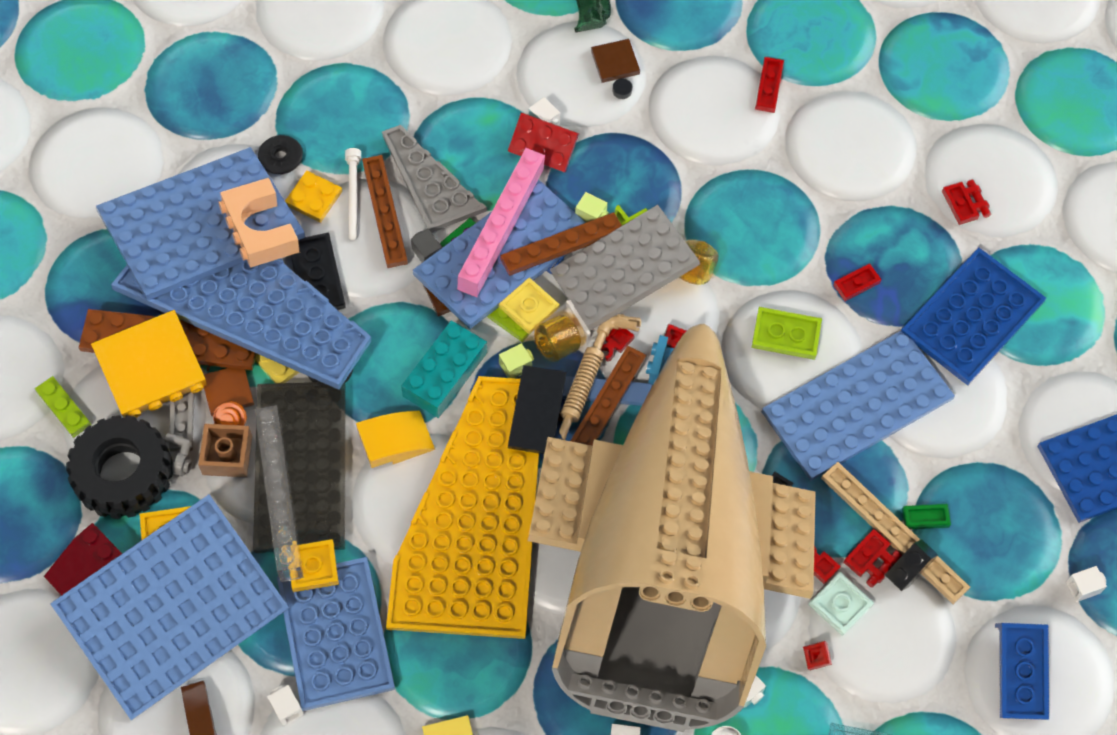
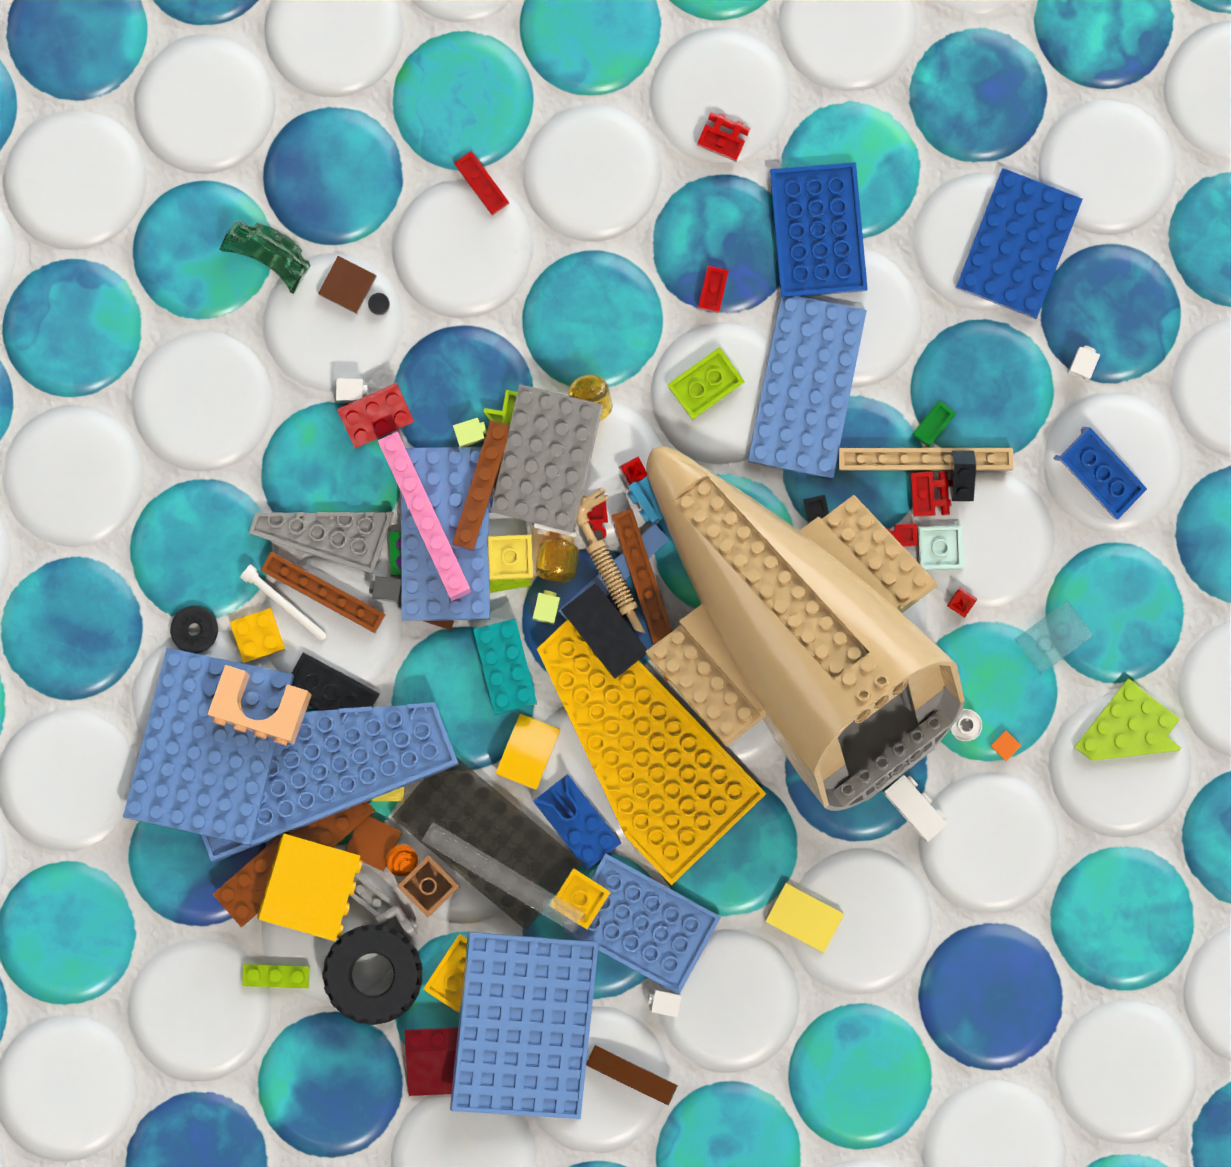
camera: 50 degrees left, 20 degrees up
(373, 518) = (577, 822): none -> blue plate

